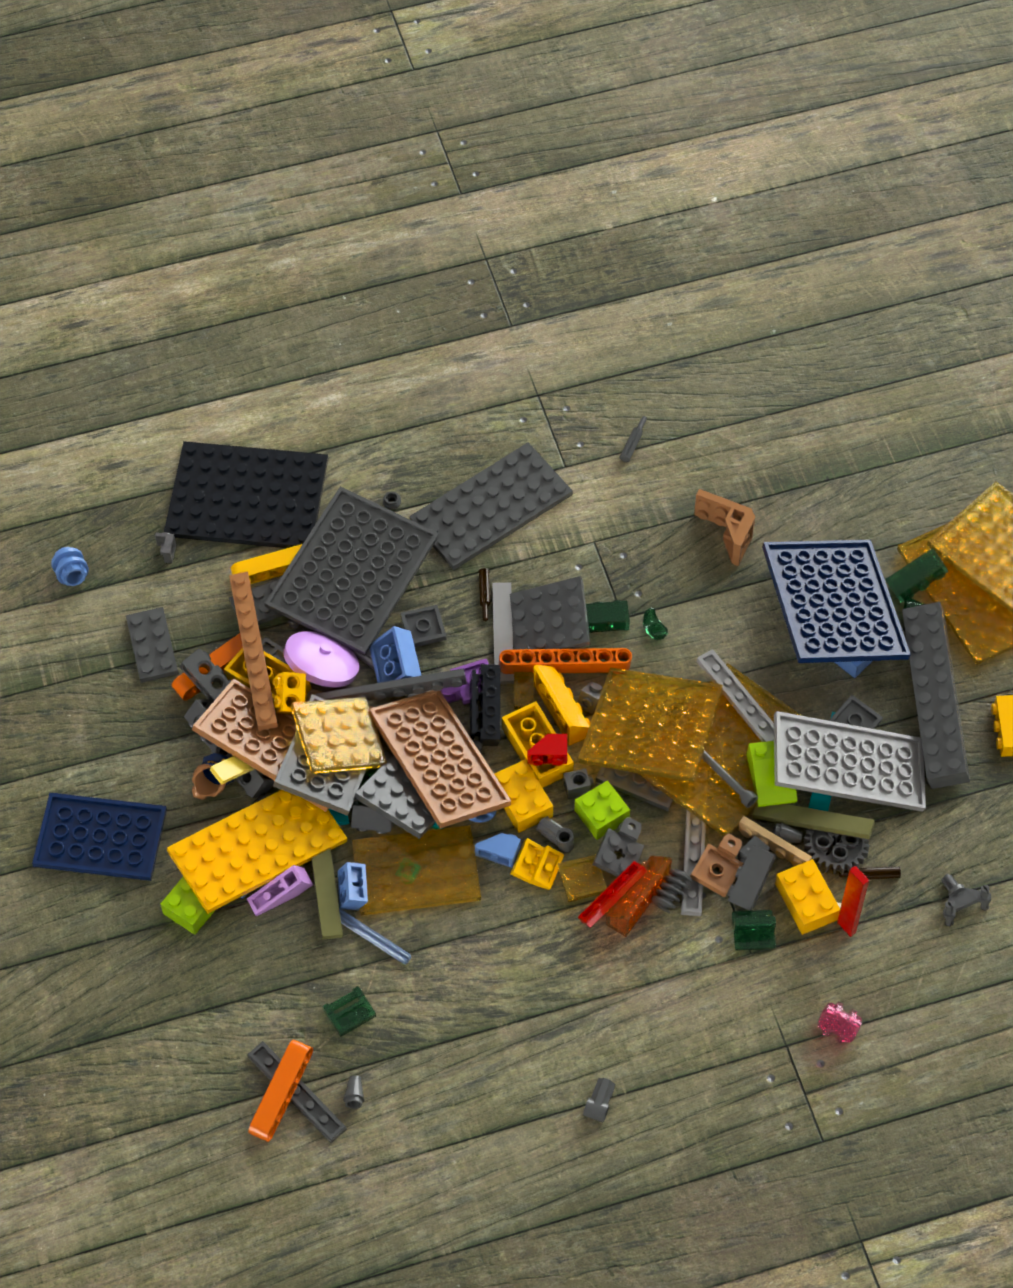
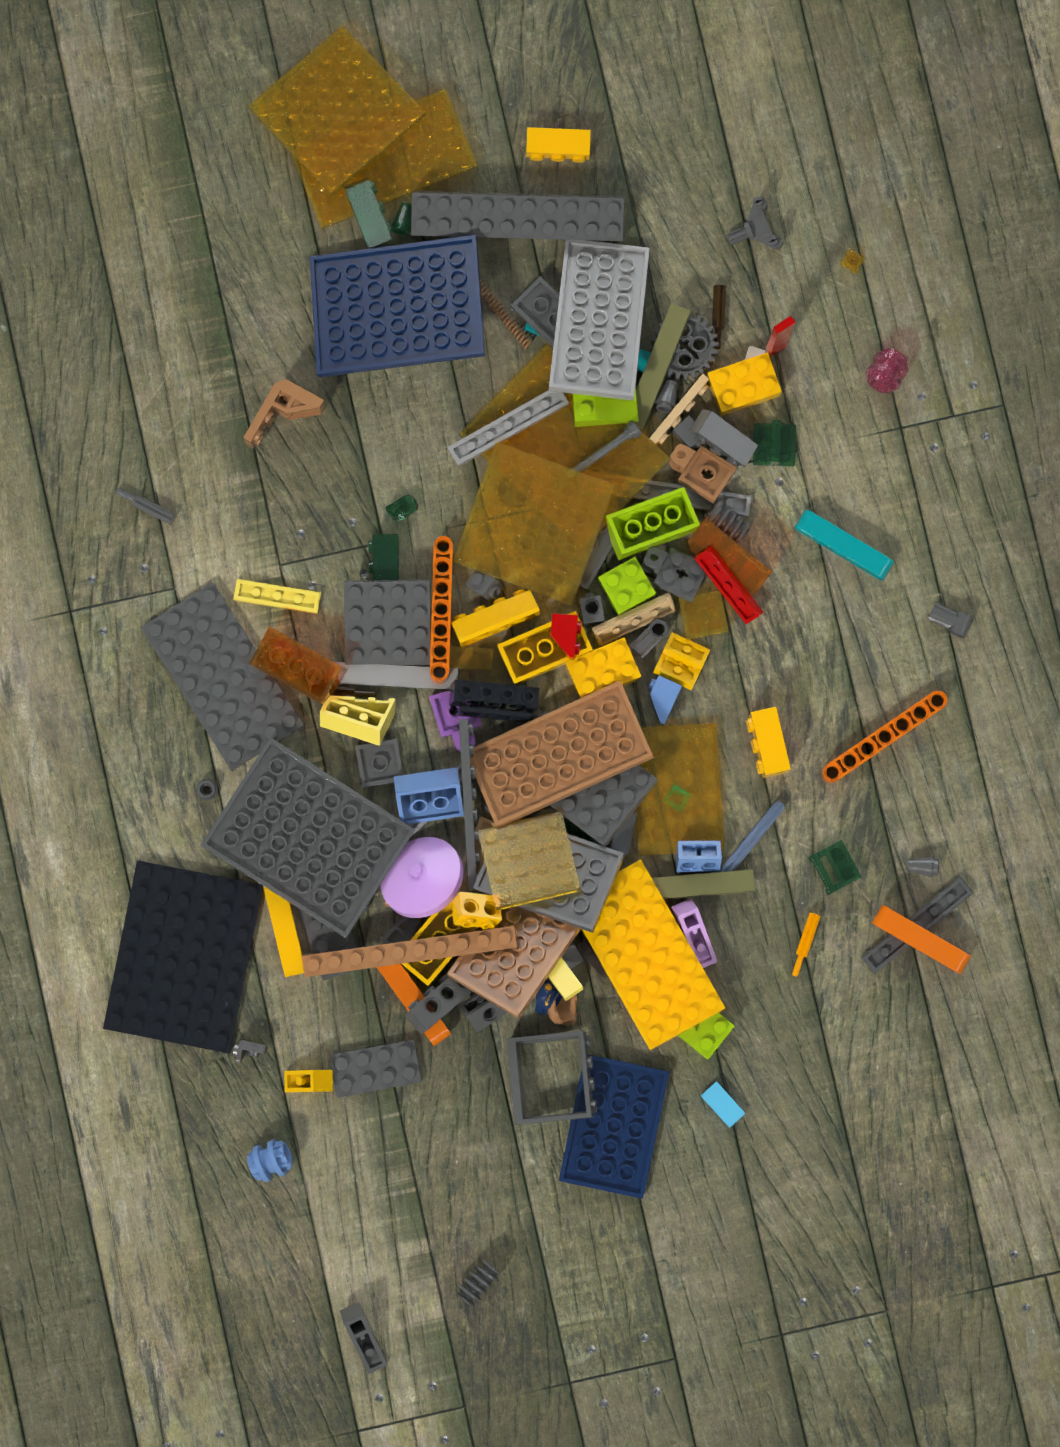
camera: 90 degrees left, 25 degrees up
(120, 928) = (722, 1104): none -> medium azure tile
(136, 753) = (517, 1082): none -> dark grey window
(139, 593) = (308, 1081): none -> yellow slope
(277, 990) = (806, 941): none -> light orange axle
(462, 604) = (358, 717): none -> light yellow wedge
(464, 938) = (768, 742): none -> yellow brick
(483, 1054) = (894, 733): none -> orange beam
(504, 552) = (297, 665): none -> clear orange slope
(565, 540) = (277, 596): none -> light yellow tile
(573, 819) = (633, 619): none -> tan tile
(663, 820) = (651, 523): none -> lime slope
(663, 997) = (844, 545): none -> teal beam
(848, 688) = (501, 317): none -> medium nougat piece
(943, 982) = (858, 260): none -> clear yellow plate

